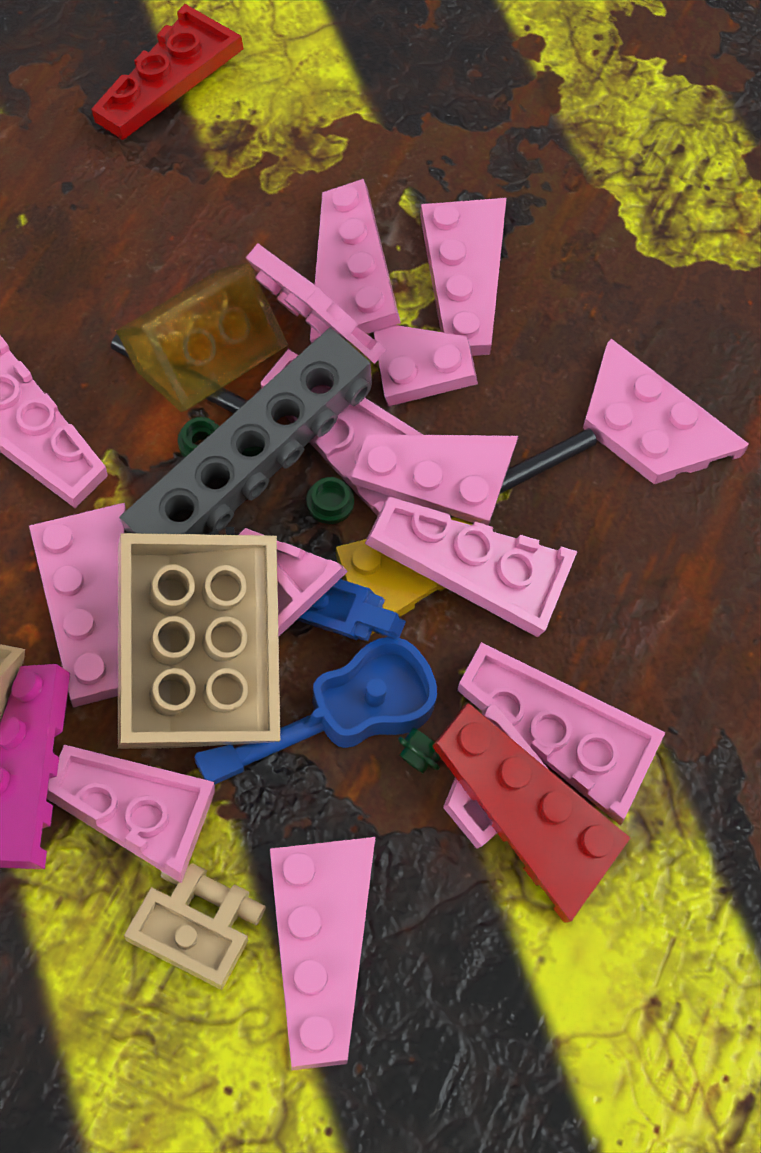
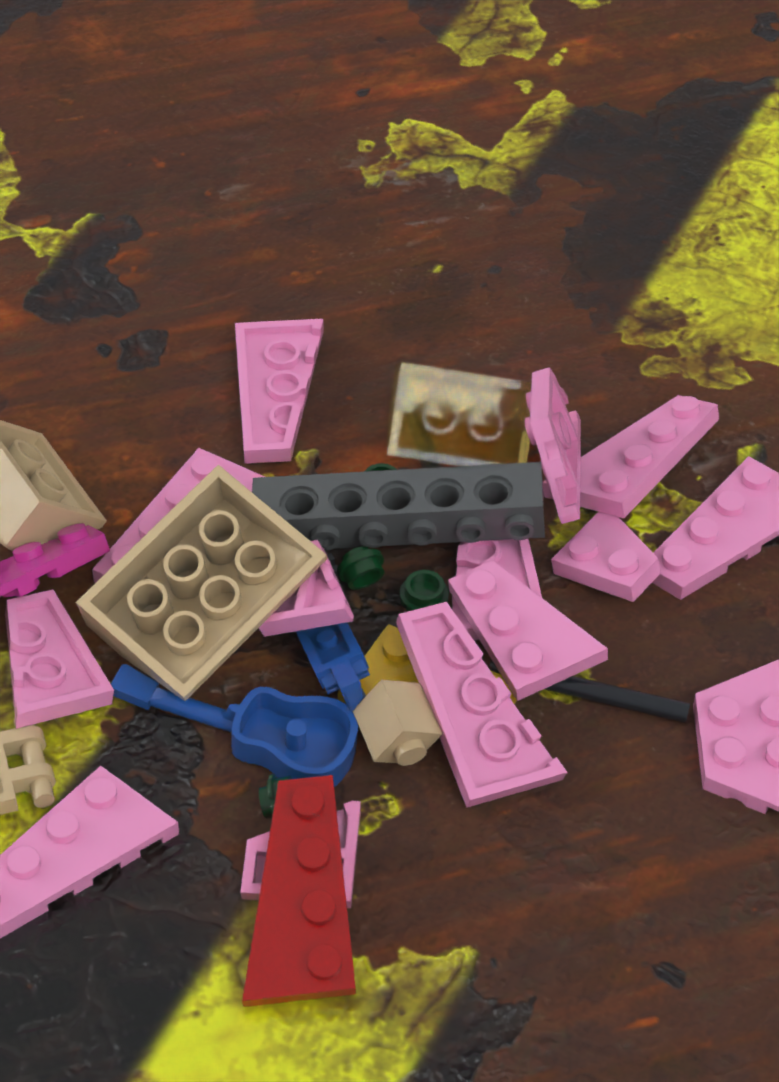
camera: 50 degrees right, 15 degrees down
(176, 64) = (650, 241): red wing -> none
(267, 516) = (361, 567): none -> dark green plate
(442, 619) = (397, 722): none -> tan brick
(573, 733) = (406, 887): bright pink wing -> none

